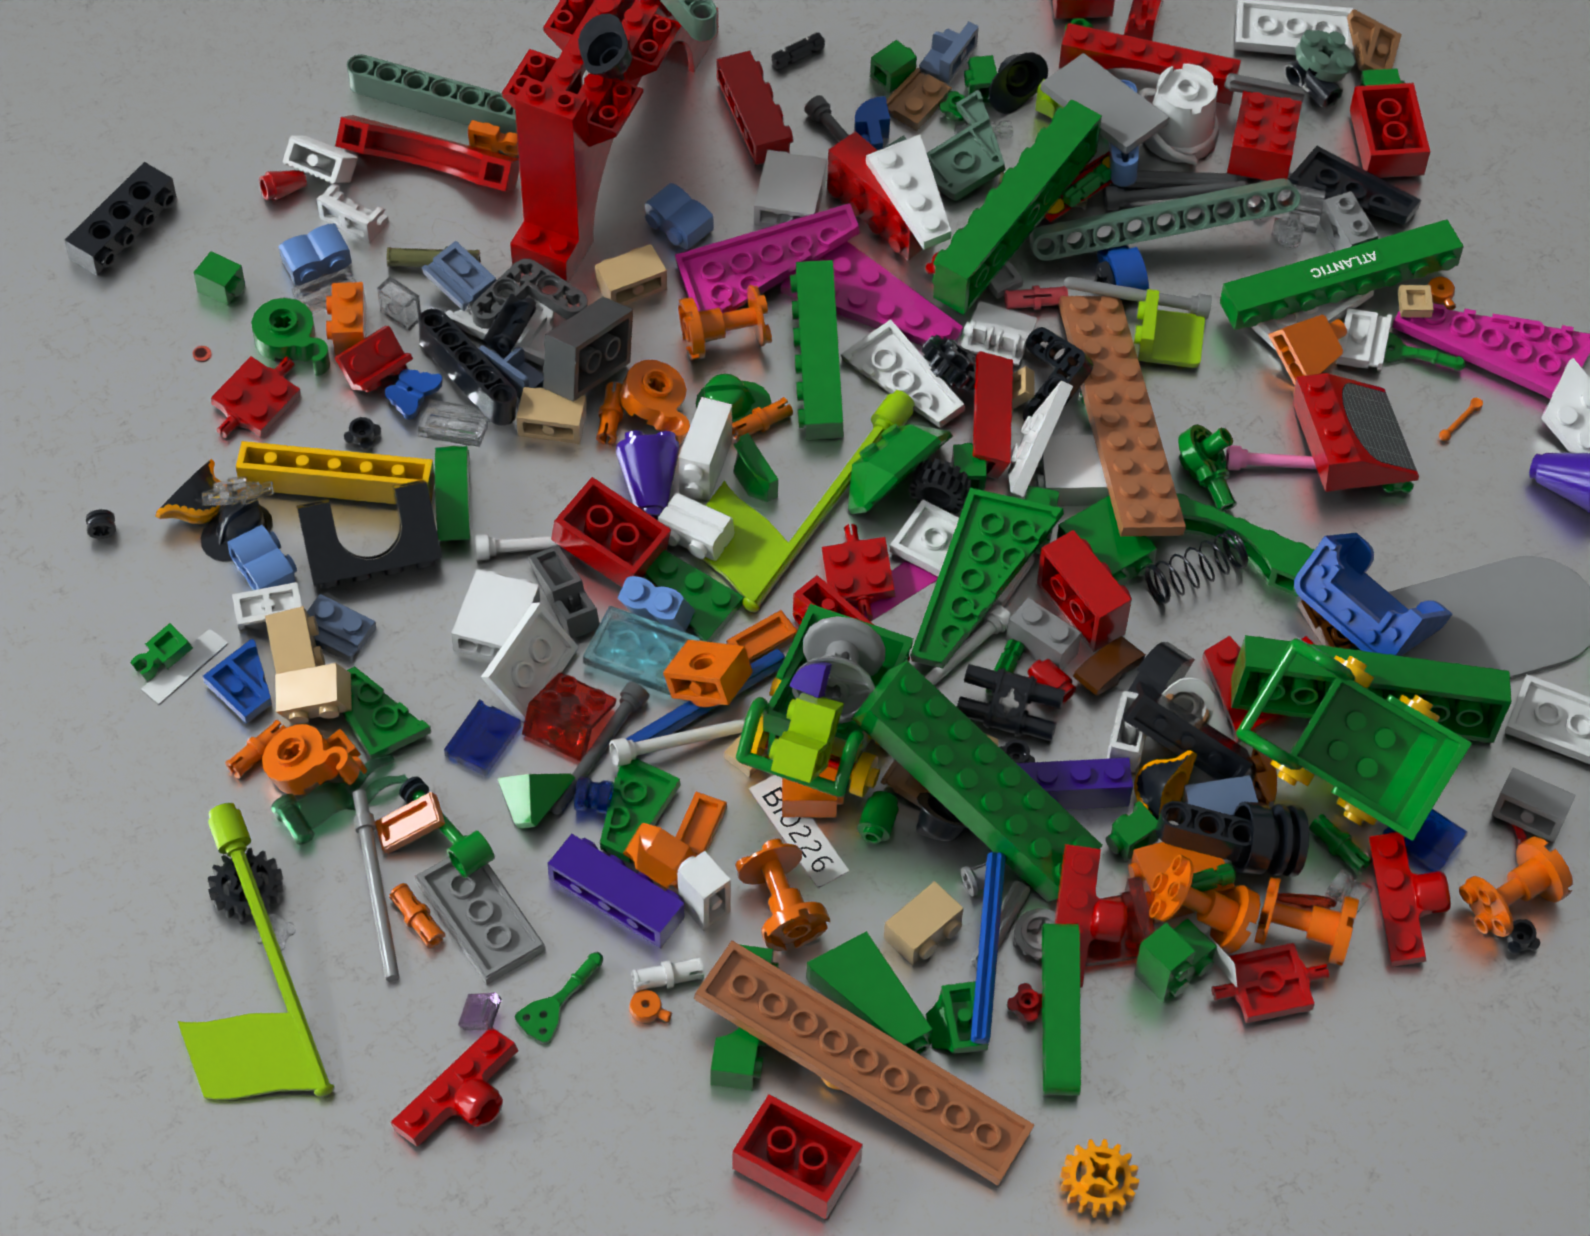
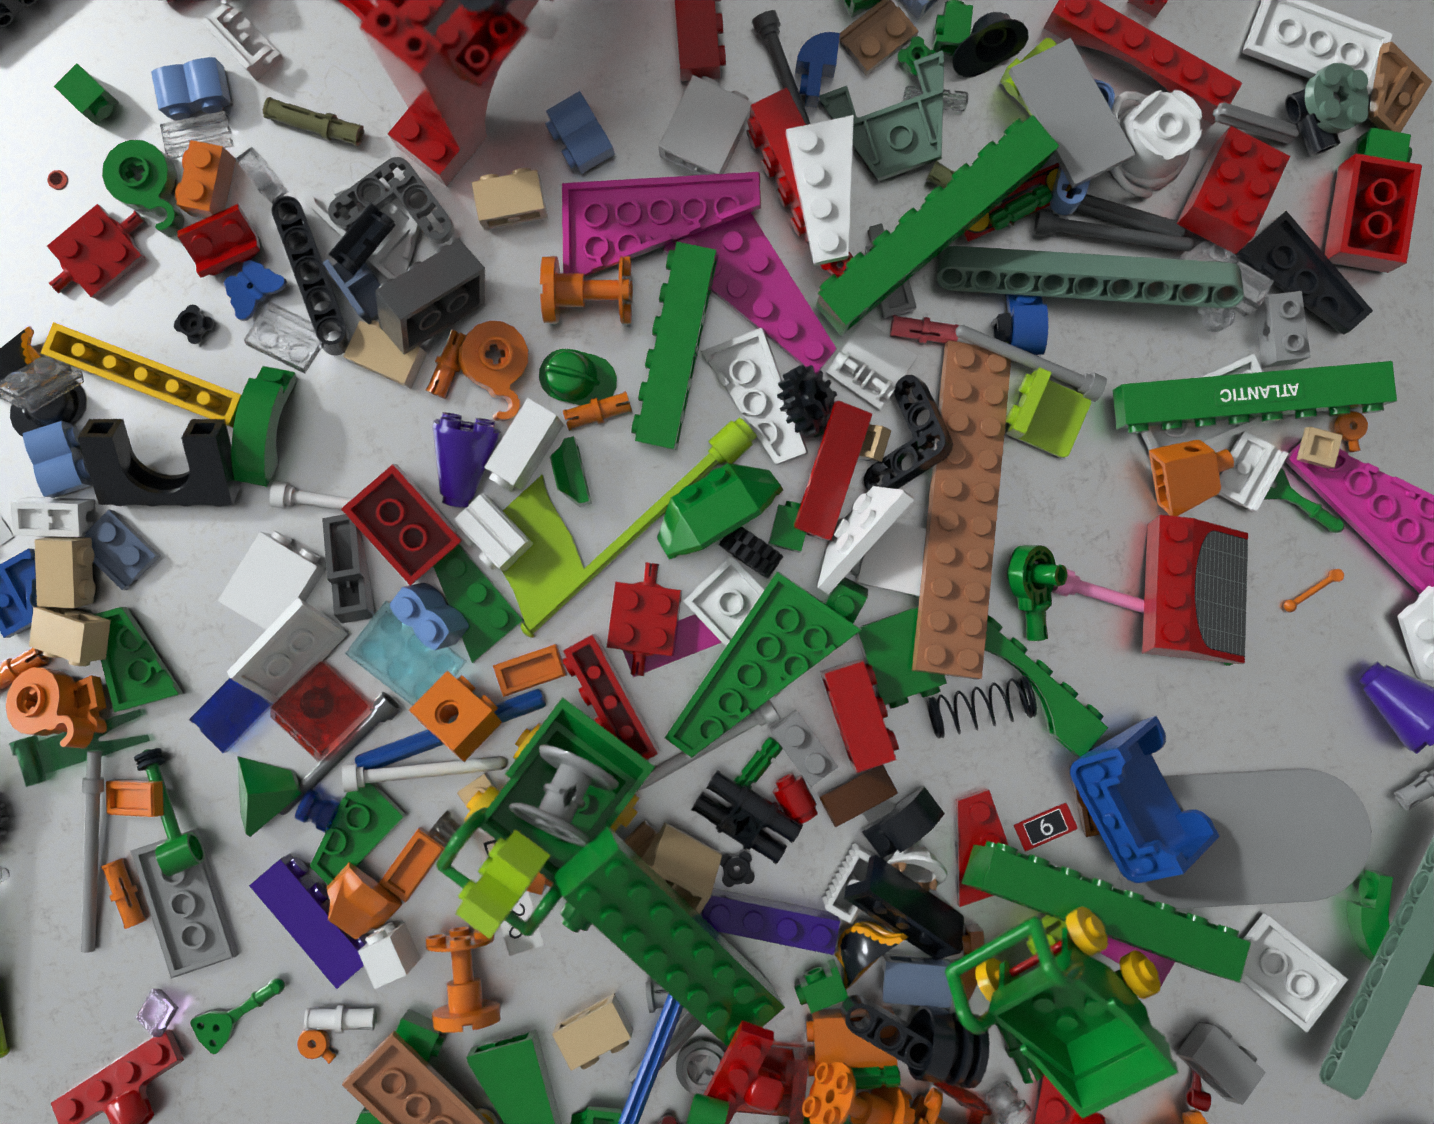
camera: 20 degrees right, 30 degrees up
(459, 275) = (328, 159): sand blue plate -> none
(740, 785) = (444, 827): none -> clear smoke bush
(812, 679) = (522, 827): dark purple tile -> none

